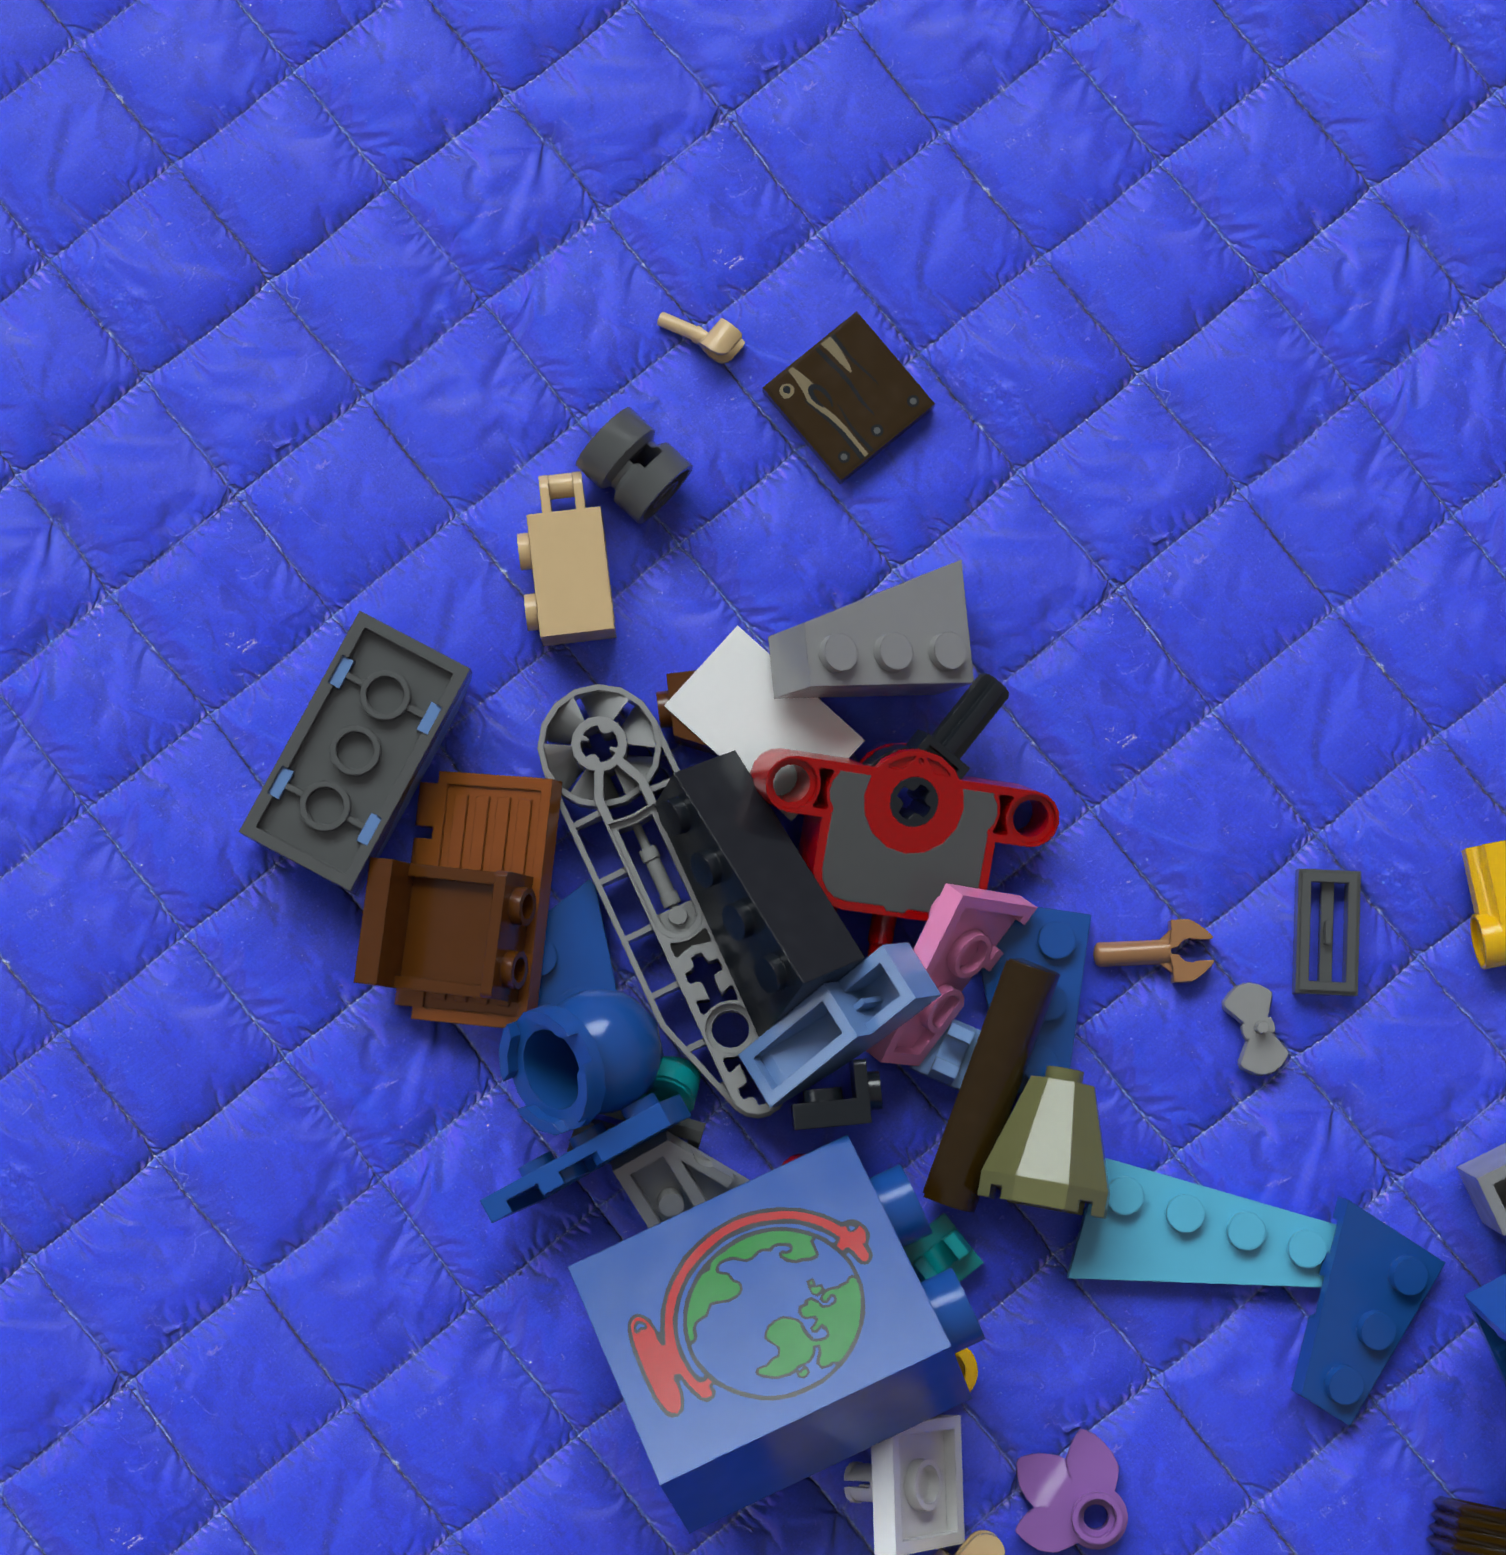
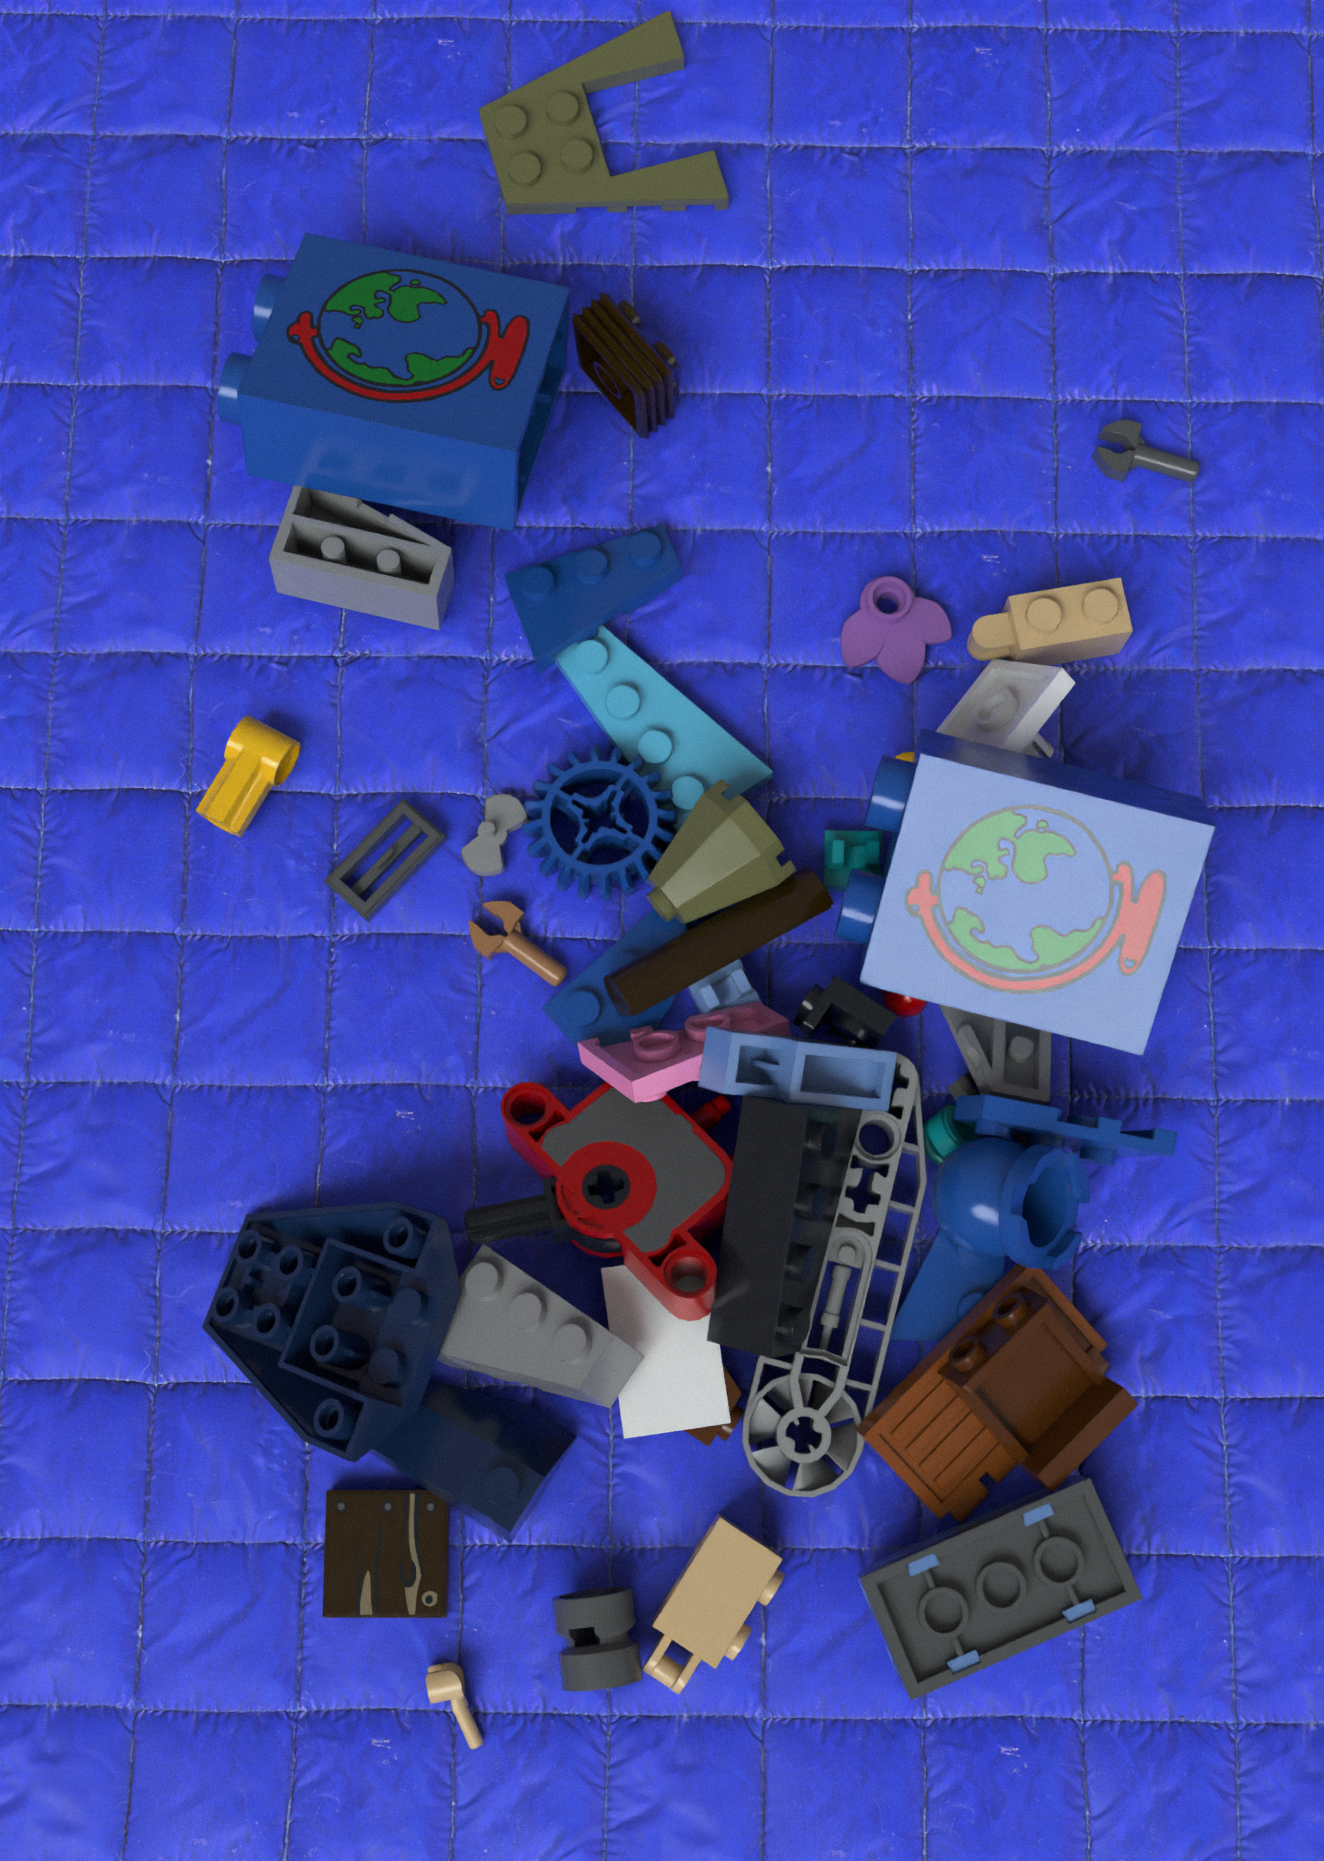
camera: 140 degrees left, 5 degrees down
(861, 521) = (478, 1454): none -> dark blue wedge
(1039, 532) = (338, 1316): none -> dark blue wedge
(1181, 1137) = (621, 783): none -> blue gear

